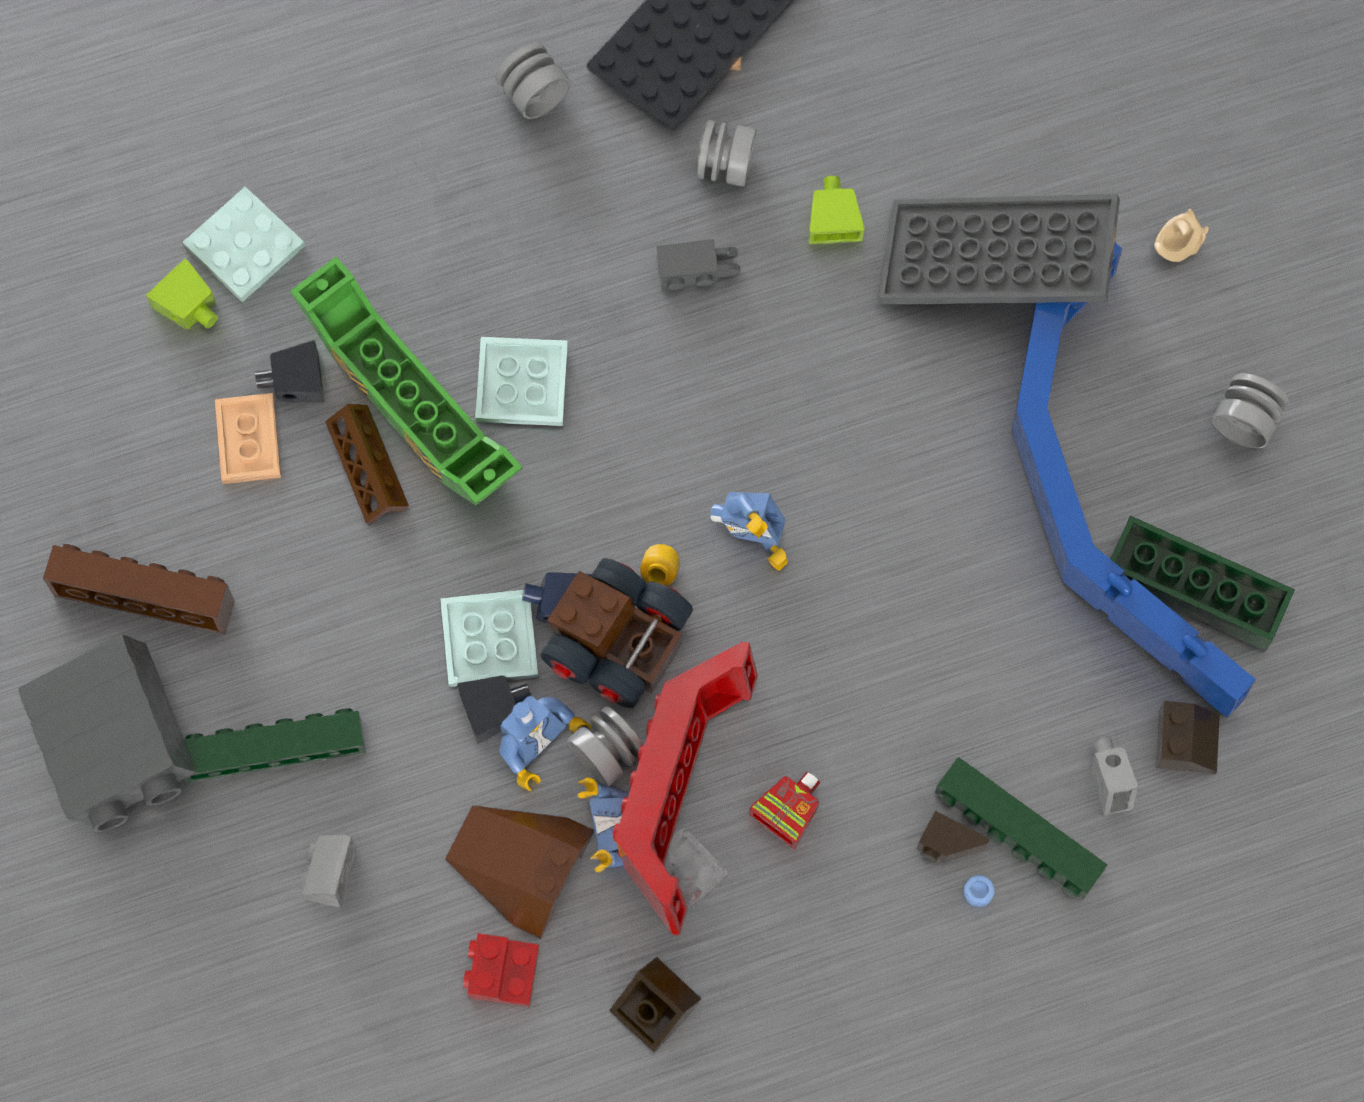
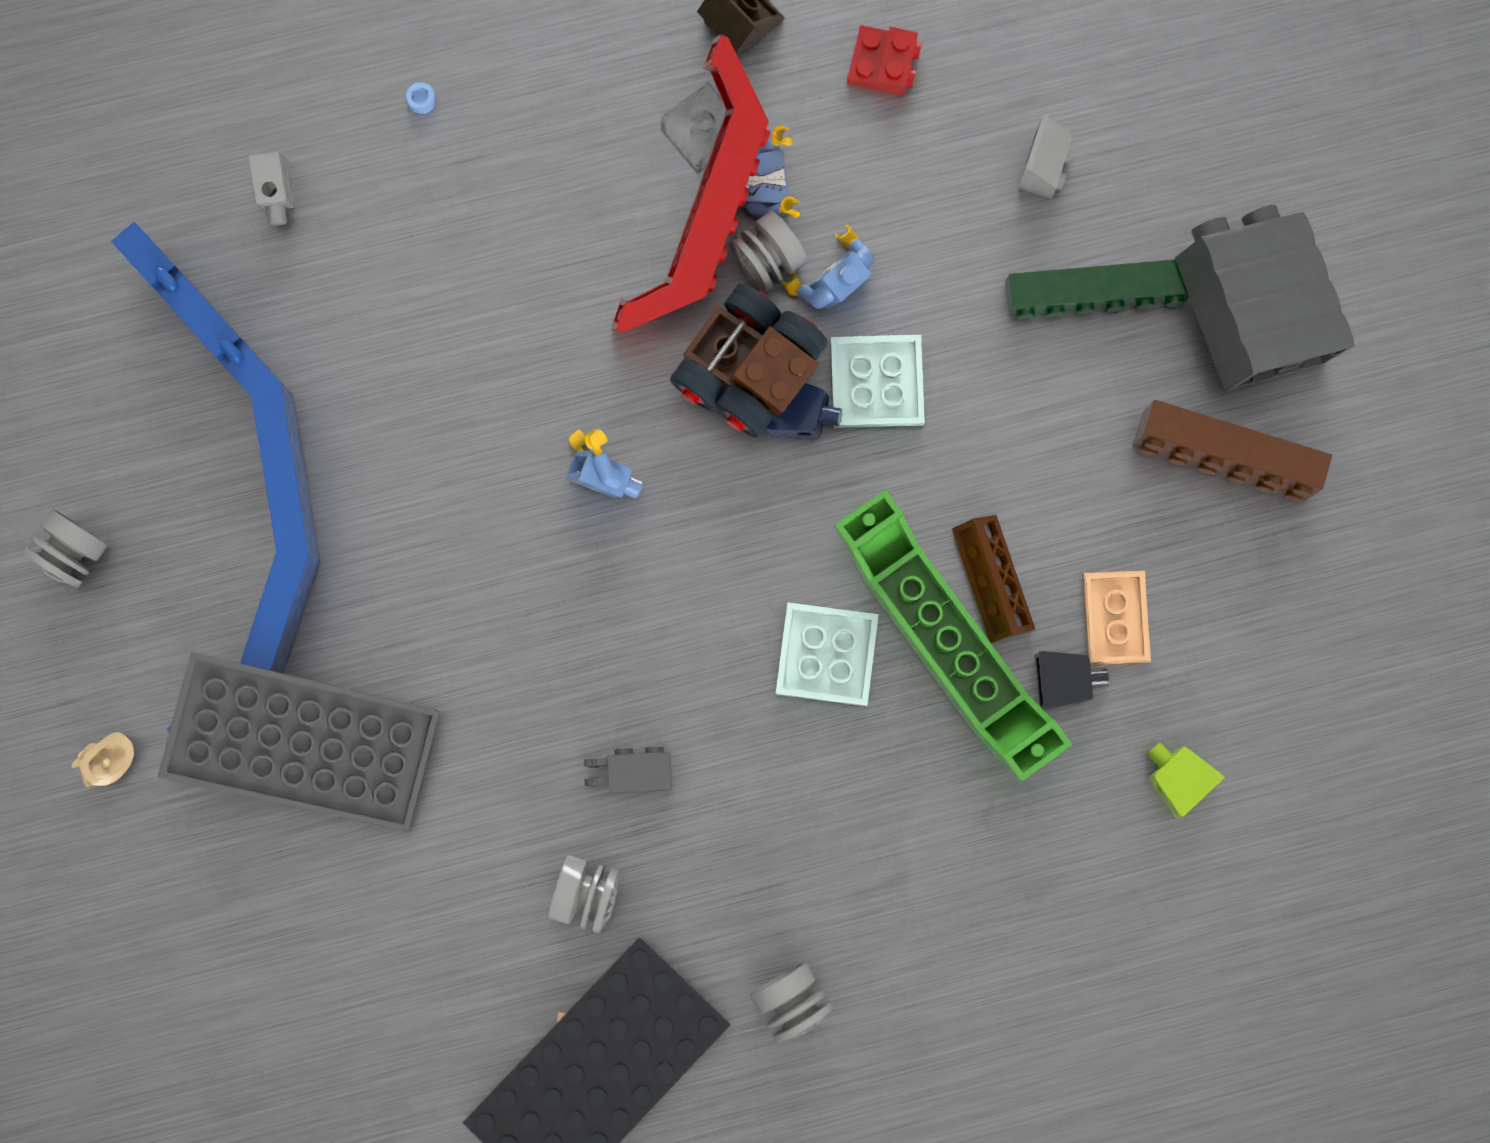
camera: 175 degrees left, 10 degrees up
(243, 244) = (1117, 840): light aqua plate -> none
(490, 703) = (878, 310): black torso -> none
(518, 861) = (859, 161): reddish brown wedge -> none
(660, 564) = (699, 436): yellow head -> none
(787, 808) = (595, 185): red torso -> none
(835, 214) = (474, 819): lime torso -> none
(949, 840) = (442, 142): dark brown slope -> none
(1020, 828) = (371, 147): dark green brick -> none
(1187, 738) = (195, 222): dark brown slope -> none
(1203, 583) = (154, 372): dark green brick -> none

